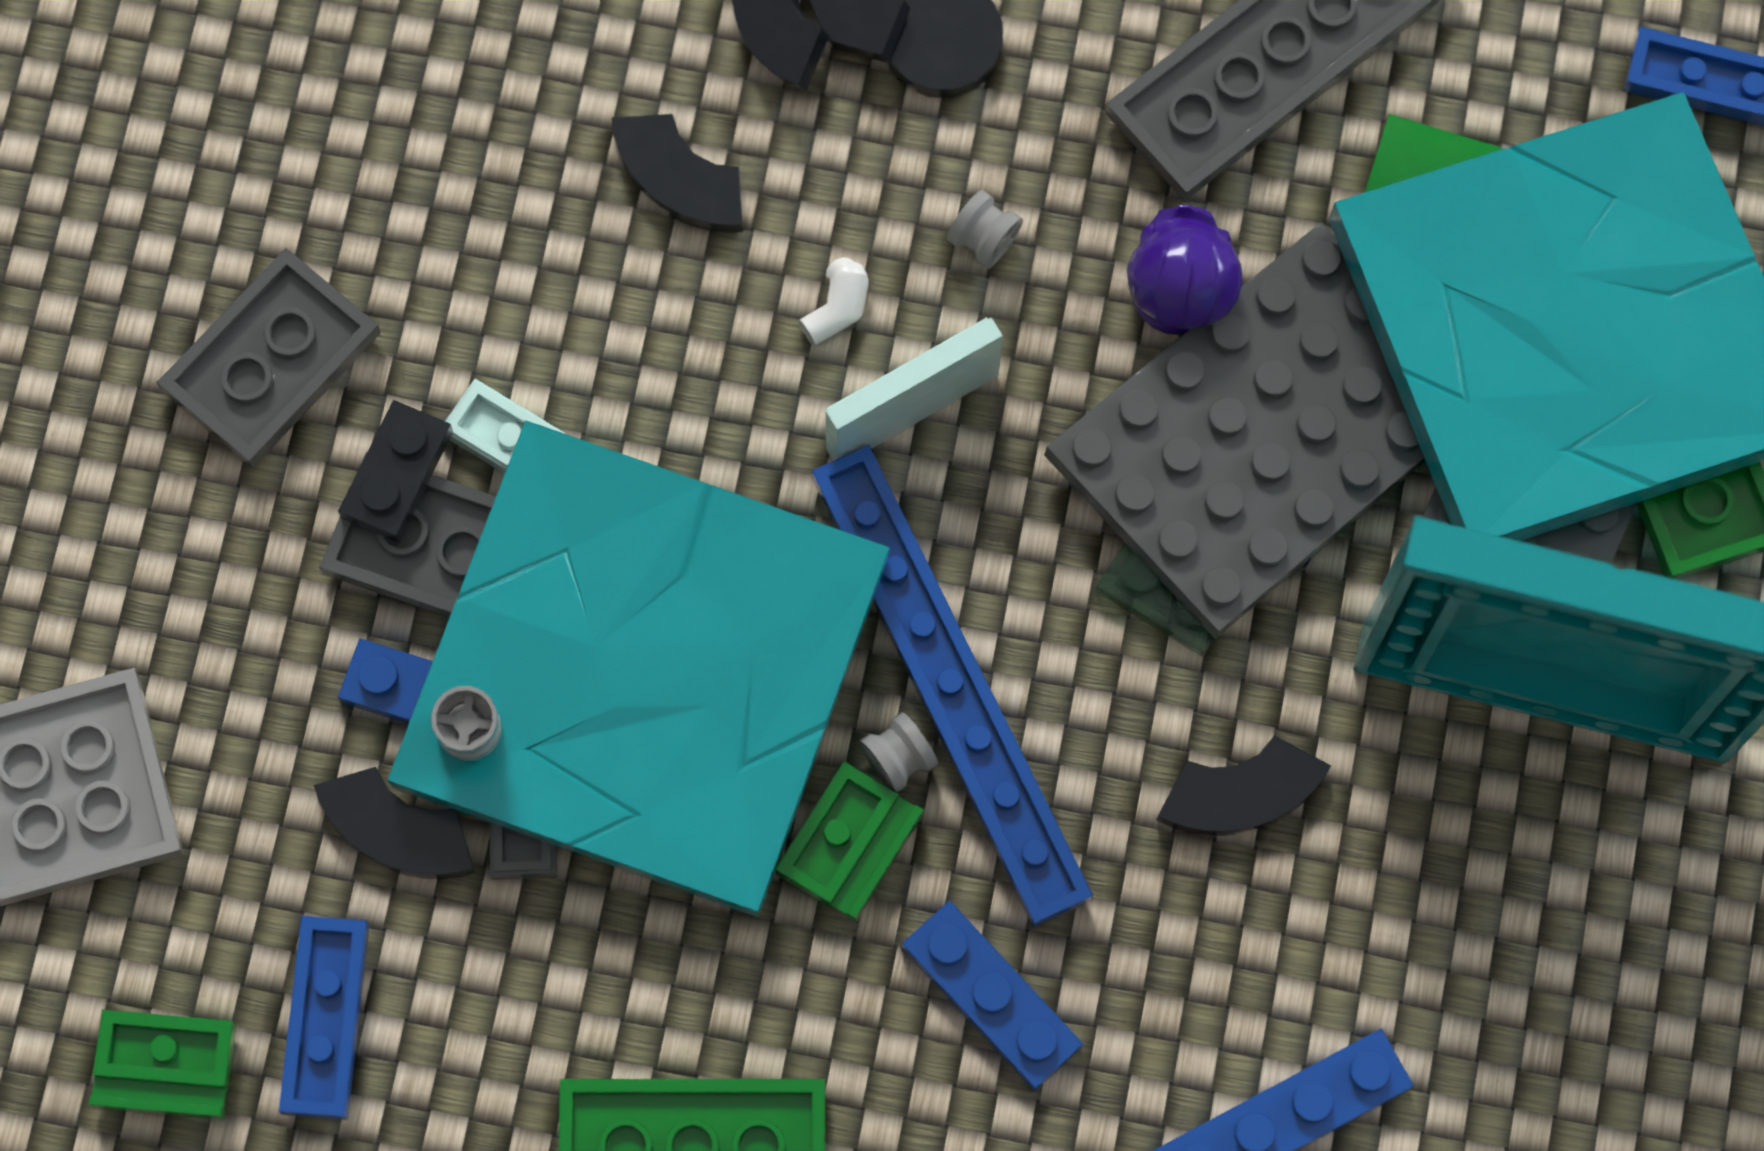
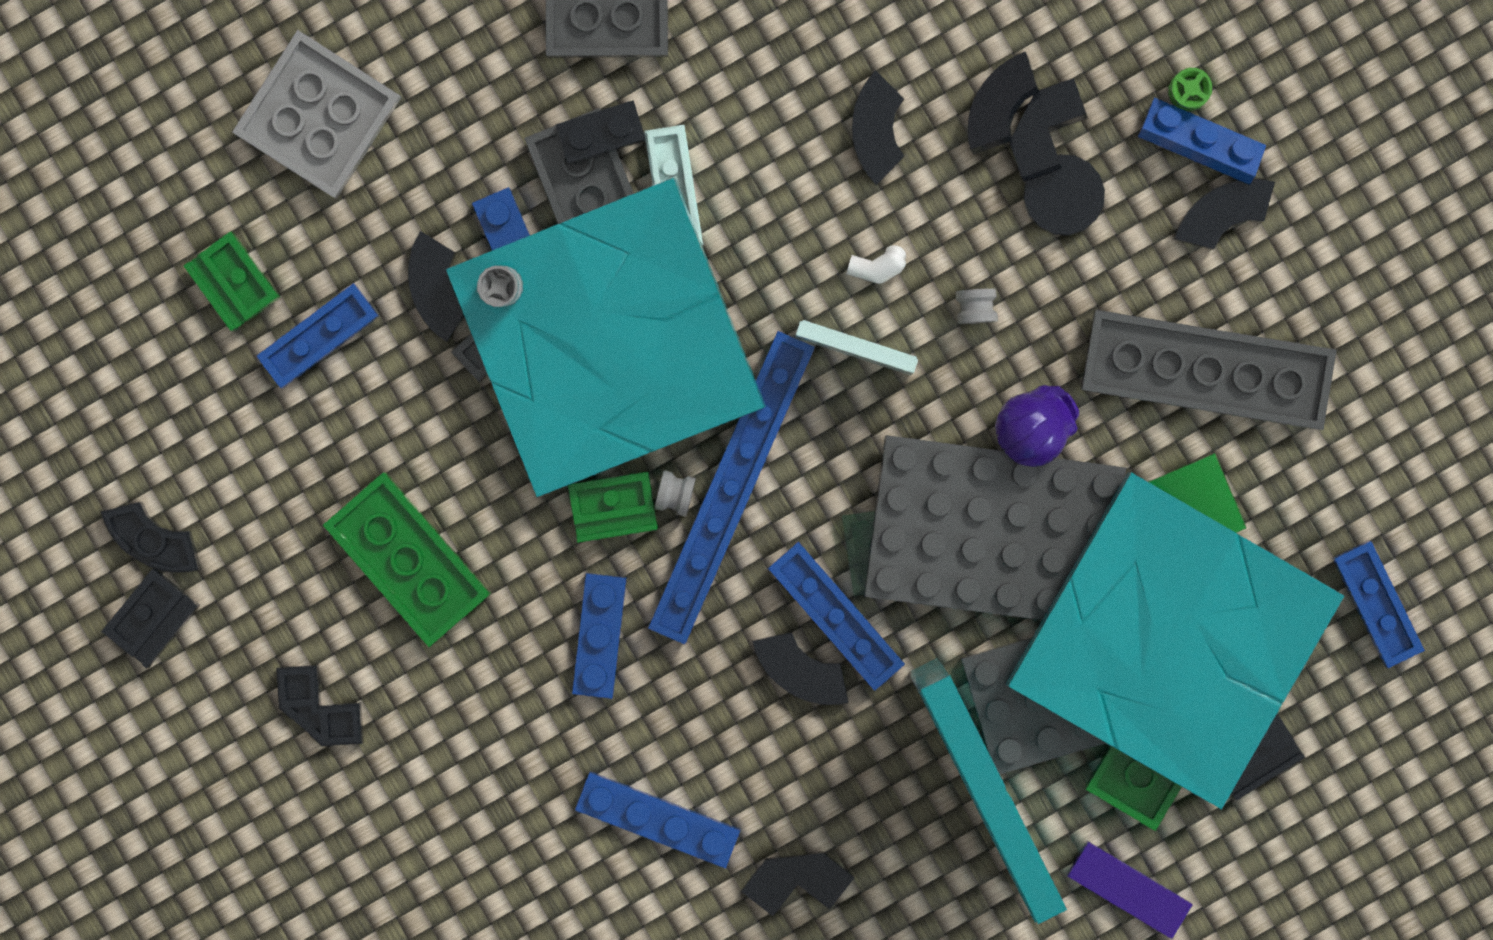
camera: 50 degrees right, 15 degrees up
(1212, 691) = (836, 616): none -> blue plate
(1479, 1029) = (811, 871): none -> black tile

